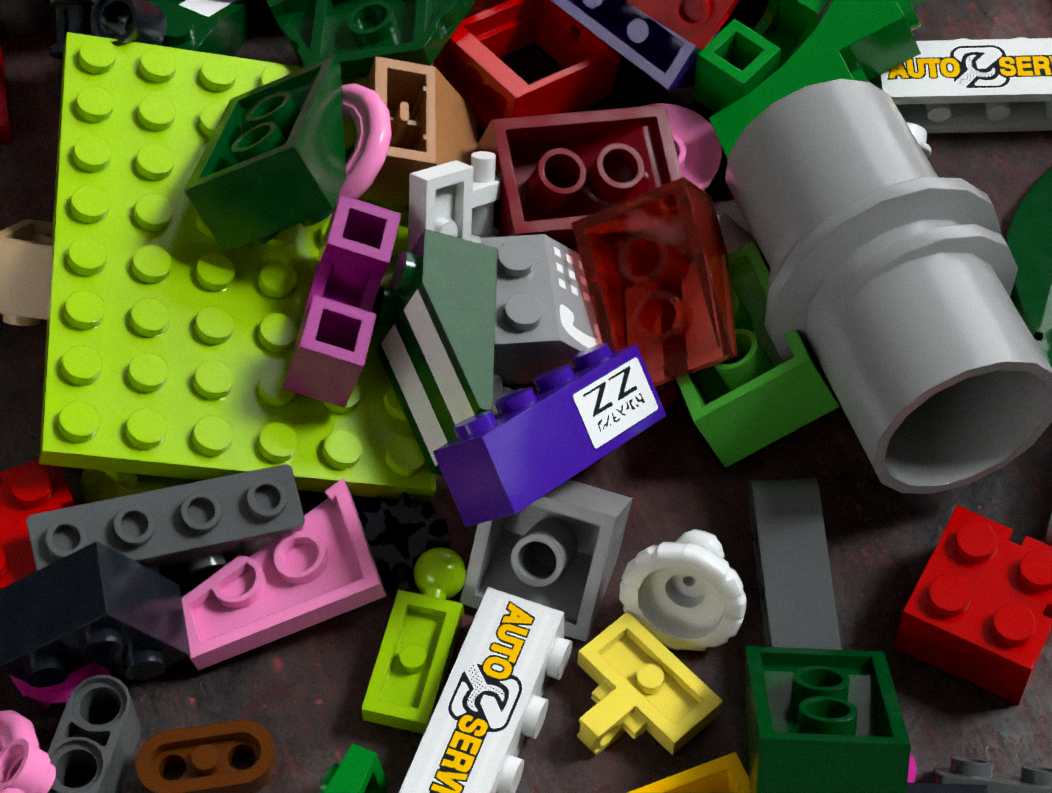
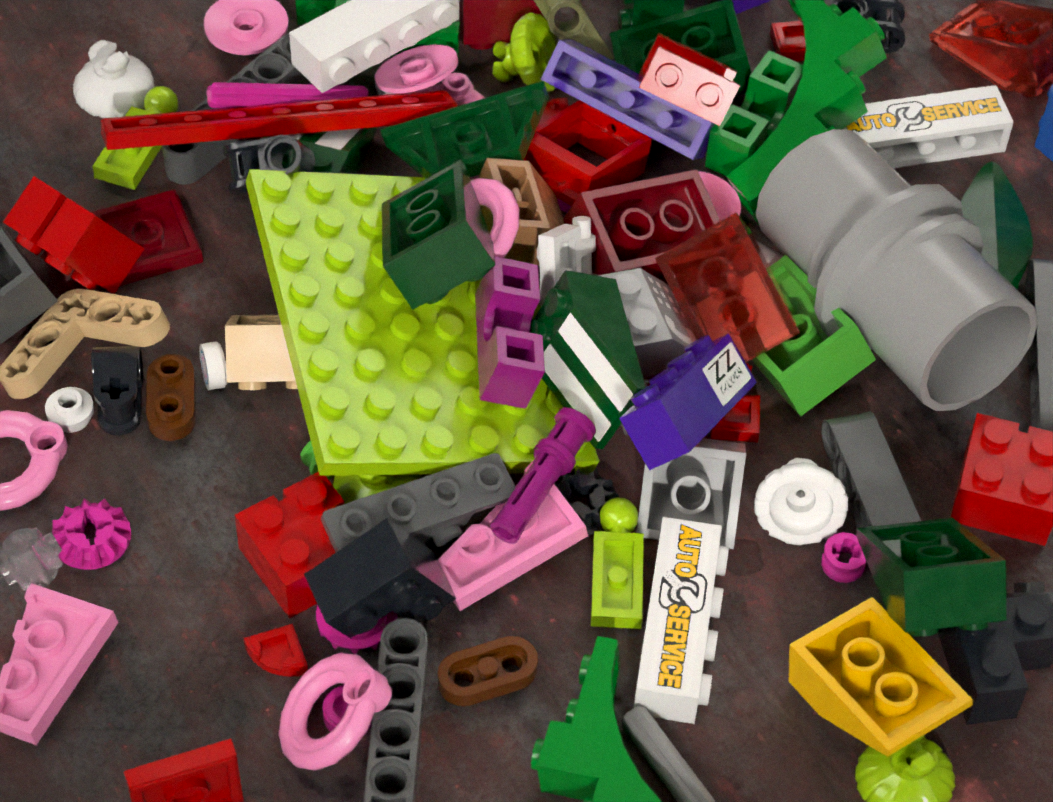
camera: 15 degrees left, 5 degrees down
(359, 484) = (553, 458): none -> magenta pin
(641, 690) = (785, 573): light yellow hinge -> none
(642, 460) = (741, 422): none -> red tile
(722, 661) = (841, 571): none -> dark pink bush

